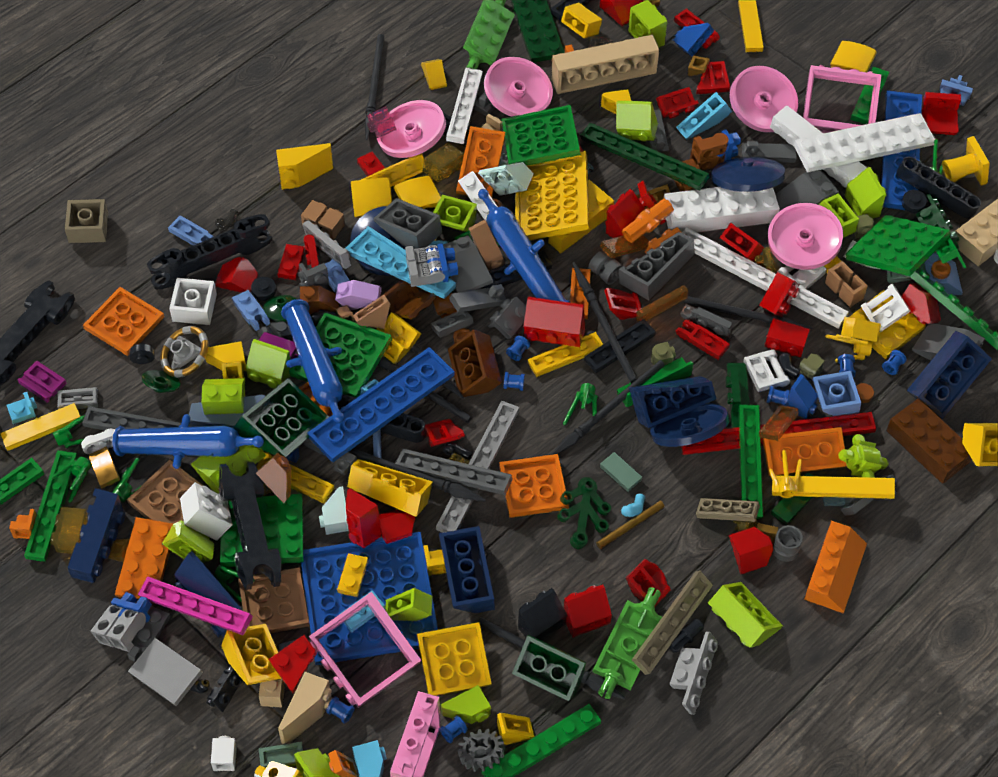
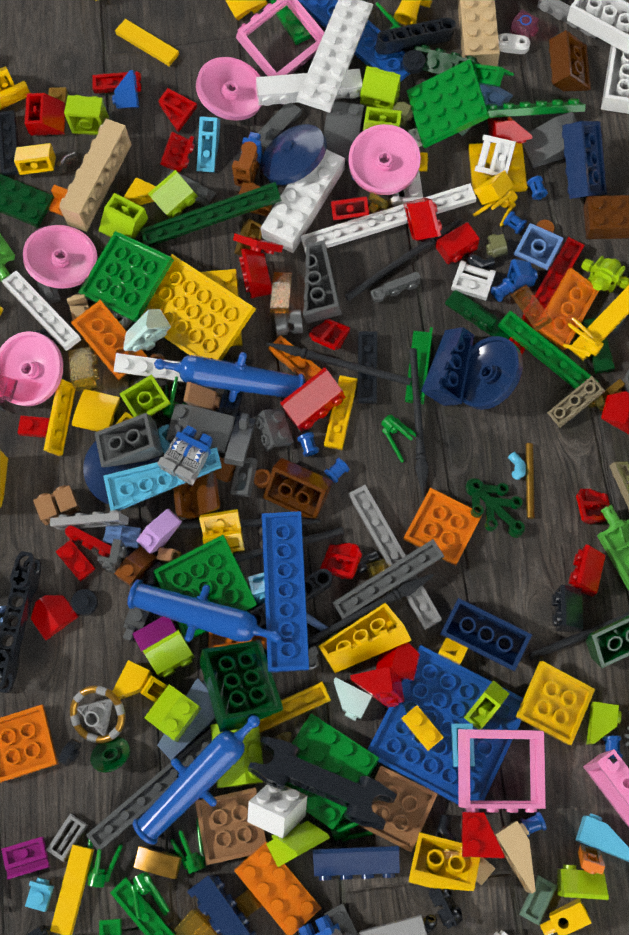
camera: 45 degrees left, 15 degrees up
(96, 442) = (126, 855): white plate -> none
(193, 301) = (52, 671): white brick -> none
(196, 606) = (364, 882): dark pink plate -> none
(250, 309) = (97, 628): medium blue hinge -> none
(274, 307) = (119, 608): dark green dish -> none
(277, 476) = (291, 727): slope -> none
(370, 194) = (68, 450): yellow slope -> none
(374, 314) = (190, 533): medium nougat slope -> none
(587, 105) = (123, 217): none -> lime slope
(621, 472) = (479, 452): sand green tile -> none
(647, 220) = (278, 259): orange piece -> none
(655, 243) = (298, 268): orange plate -> none
(662, 304) = (357, 308): clear orange tile -> none
(663, 352) = (401, 342): olive plate -> none
(698, 65) = (155, 109): pearl gold slope -> none
(703, 339) = (410, 302): red hinge -> none
(839, 279) = (454, 170): medium nougat piece -> none
(940, 270) = (493, 93): dark orange tile -> none

